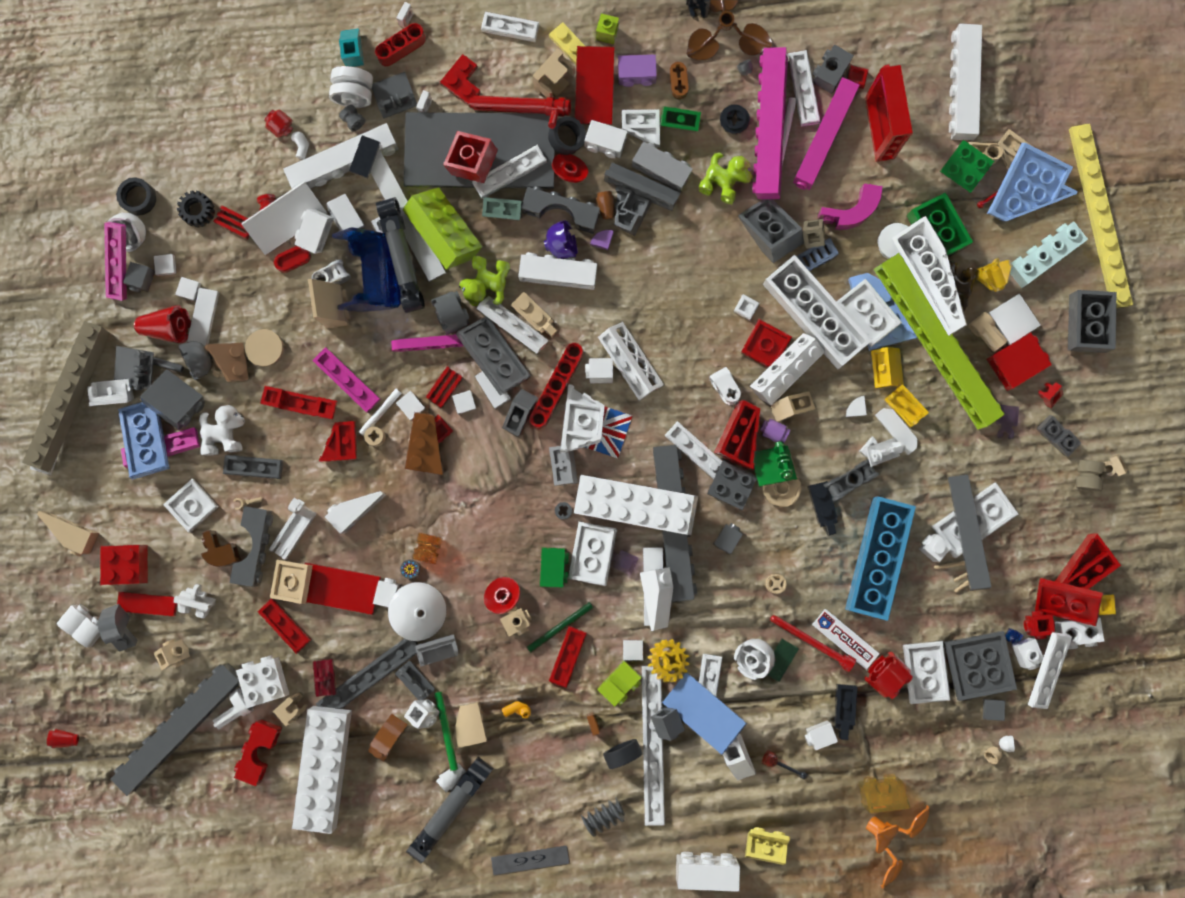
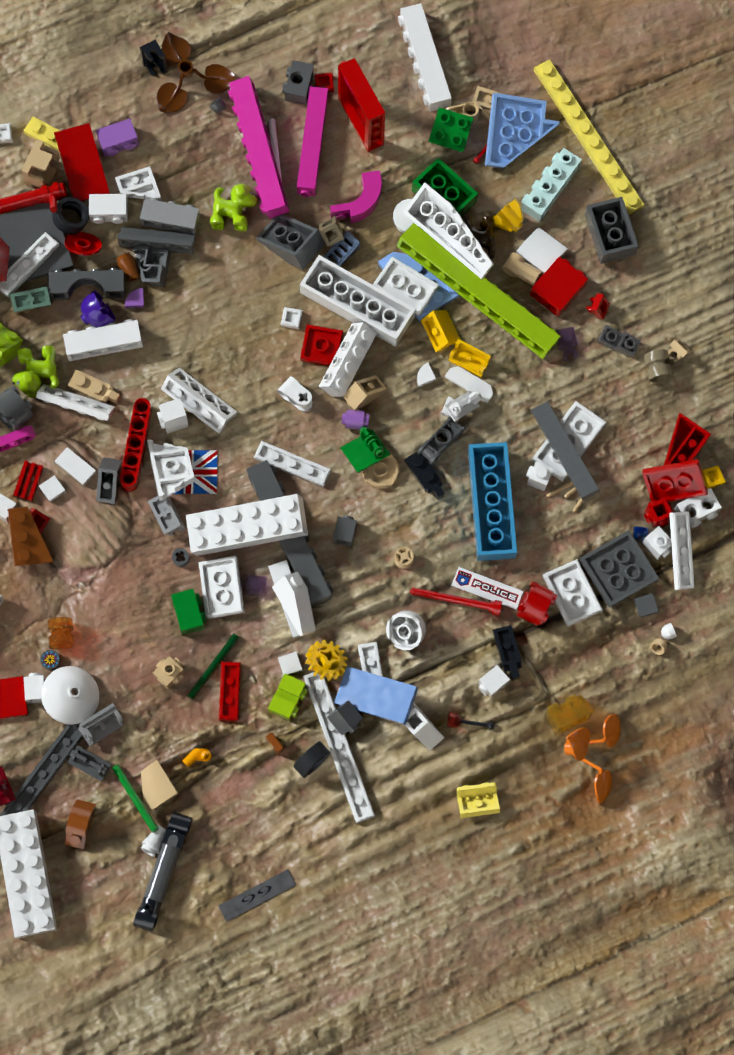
camera: 30 degrees left, 10 degrees down
(422, 714) = (106, 788): white brick -> none
(493, 355) = (66, 435): dark grey tile -> none
(497, 590) = (147, 653): red dish -> none
(604, 817) = (314, 825): dark grey piece -> none
(607, 28) = (77, 109): lime brick -> none
(680, 118) = (172, 168): green brick -> none
(683, 80) = (163, 134): dark orange beam -> none
(707, 872) = (428, 840): white brick -> none
(732, 485) = (332, 481): dark grey hinge -> none
(739, 436) = (324, 433): red wedge -> none
(742, 115) = (216, 150): black gear -> none
(784, 655) = (434, 622): clear green tile -> none
(803, 88) = (278, 107): white tile -> none

